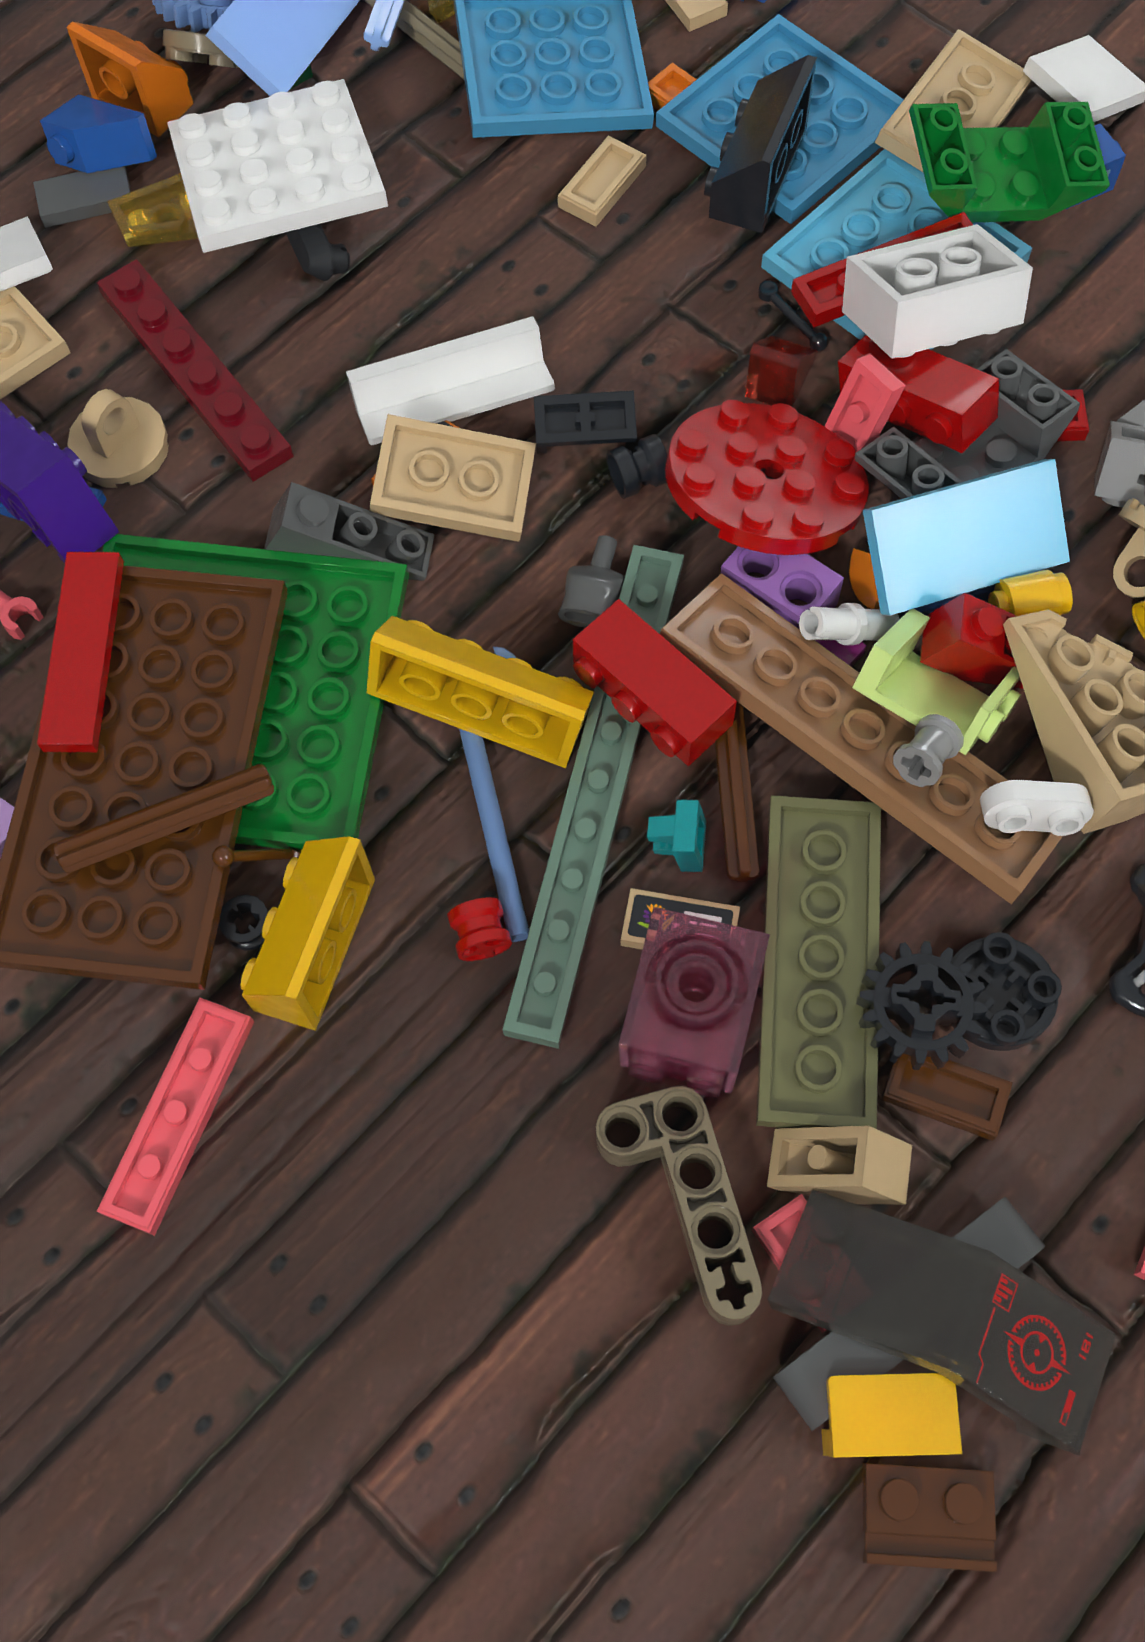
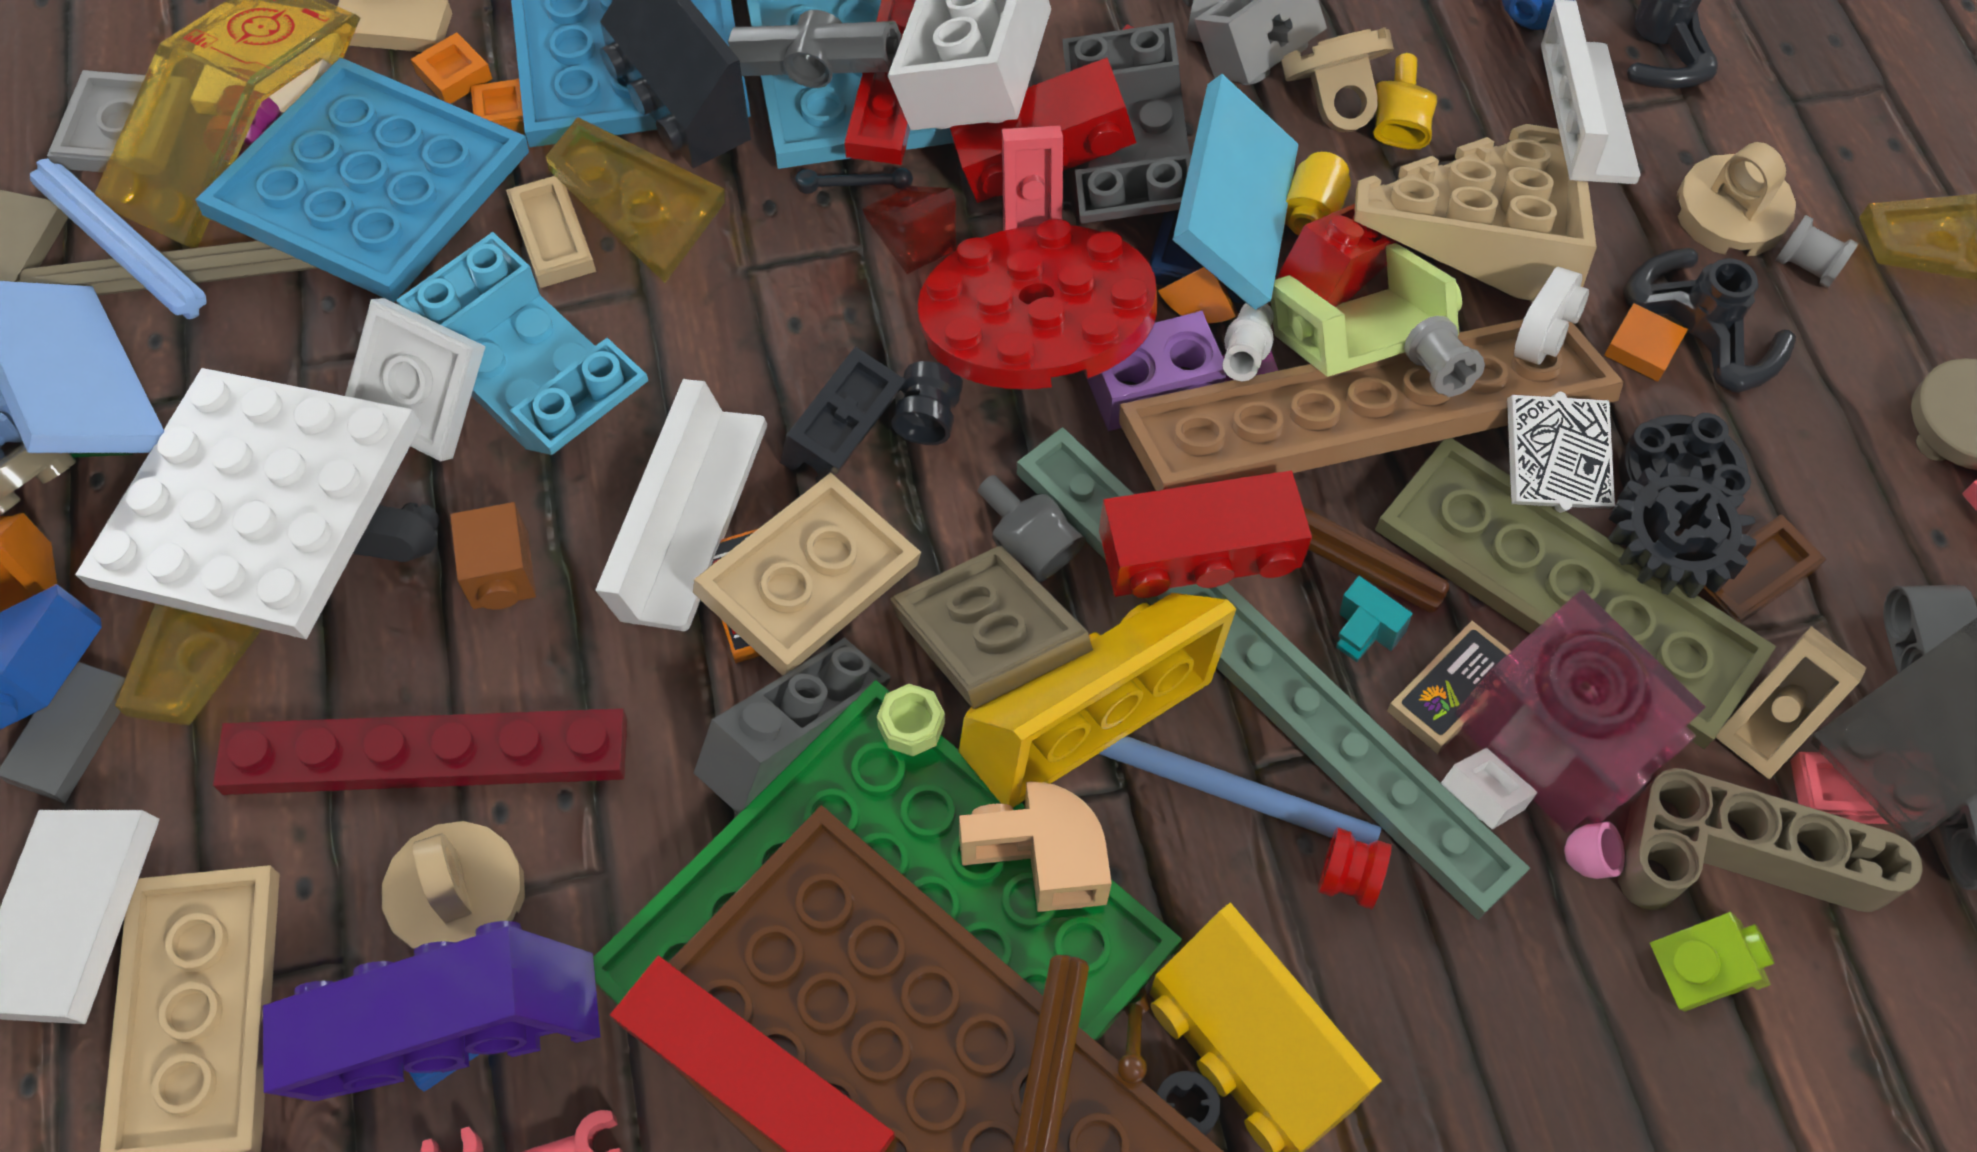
camera: 60 degrees left, 5 degrees down
(338, 310) = (493, 556): none -> dark orange brick
(354, 730) = (1053, 832): none -> light nougat brick
(384, 595) = (911, 719): none -> yellowish green tile
(421, 182) = (417, 367): none -> white tile
(486, 599) = (990, 626): none -> dark tan tile
(492, 217) = (536, 367): none -> medium azure slope
(580, 1211) = (1713, 960): none -> lime bracket
(603, 985) = (1488, 788): none -> white plate
(609, 1084) = (1596, 850): none -> bright pink hinge
(664, 204) = (636, 194): none -> clear yellow wing
(675, 42) = (451, 68): none -> orange plate
(849, 207) = (815, 48): none -> dark grey piece
(919, 881) = (1560, 452): none -> white piece
(1100, 905) = (1645, 342): none -> orange tile

